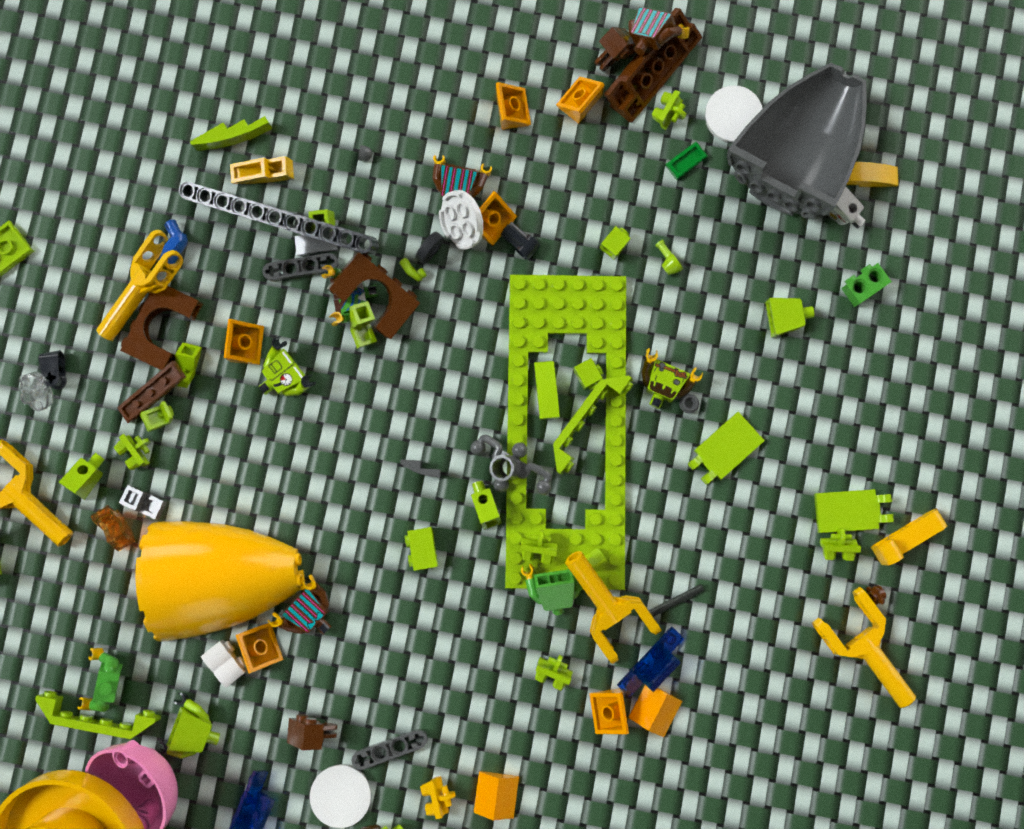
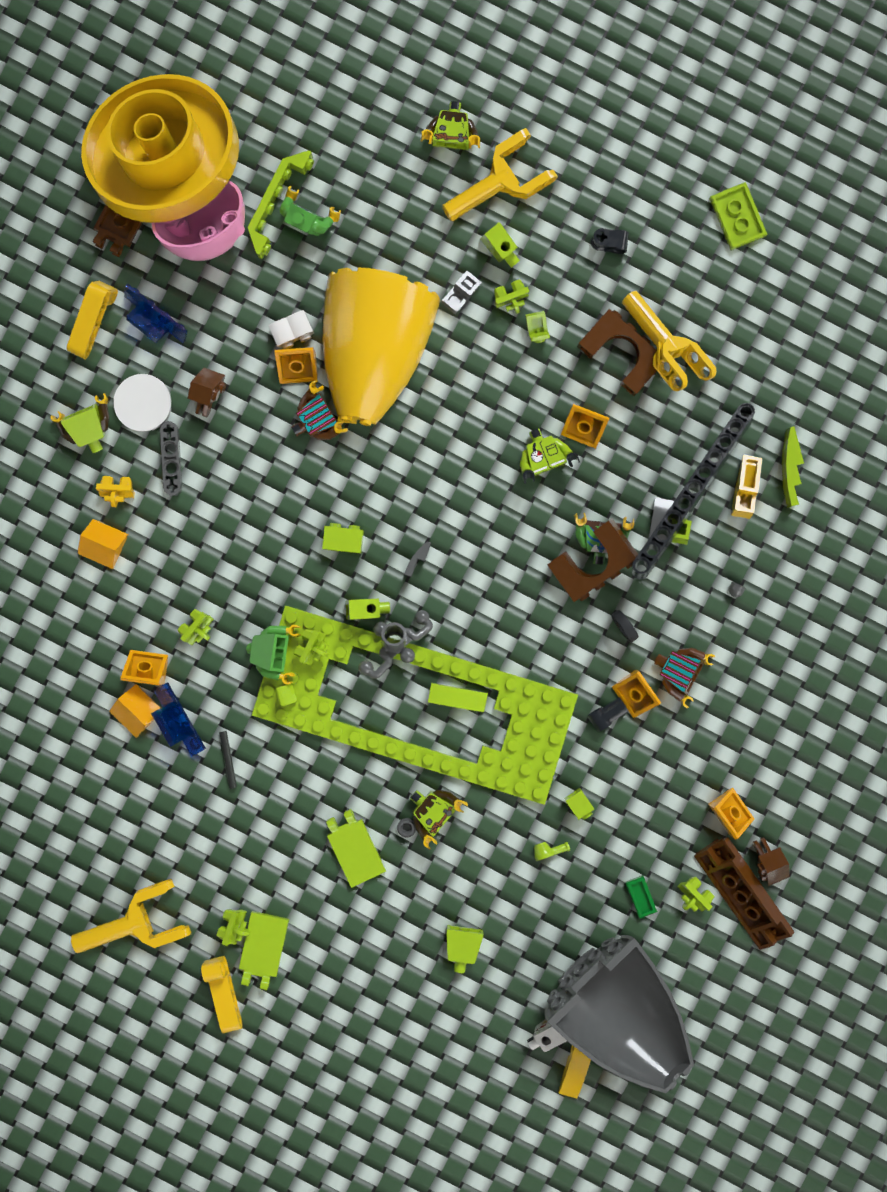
camera: 110 degrees right, 5 degrees up
(35, 391) = (593, 219): clear plate -> none
(114, 526) = (444, 261): clear orange brick -> none
(151, 392) = (561, 327): reddish brown tile -> none
(177, 241) = (699, 387): blue arm -> none
(187, 359) = (579, 365): lime slope -> none
(189, 731) = (239, 282): lime torso -> none
(300, 267) = (640, 498): dark grey beam -> none
(360, 327) = (568, 539): lime slope -> none
(410, 270) = (609, 601): lime arm -> none
(461, 219) = (642, 664): white tile -> none
(512, 106) = (742, 745): light orange slope -> none
(562, 458) = (388, 694): lime slope -> none
(588, 374) = (460, 741): lime brick -> none
(609, 608) = (237, 696): yellow piece -> none
(653, 29) = (775, 903): reddish brown torso -> none
(731, 111) = (675, 955): white tile -> none
(867, 286) = (467, 1031): bright green brick -> none
(877, 594) = (179, 947): reddish brown plate -> none

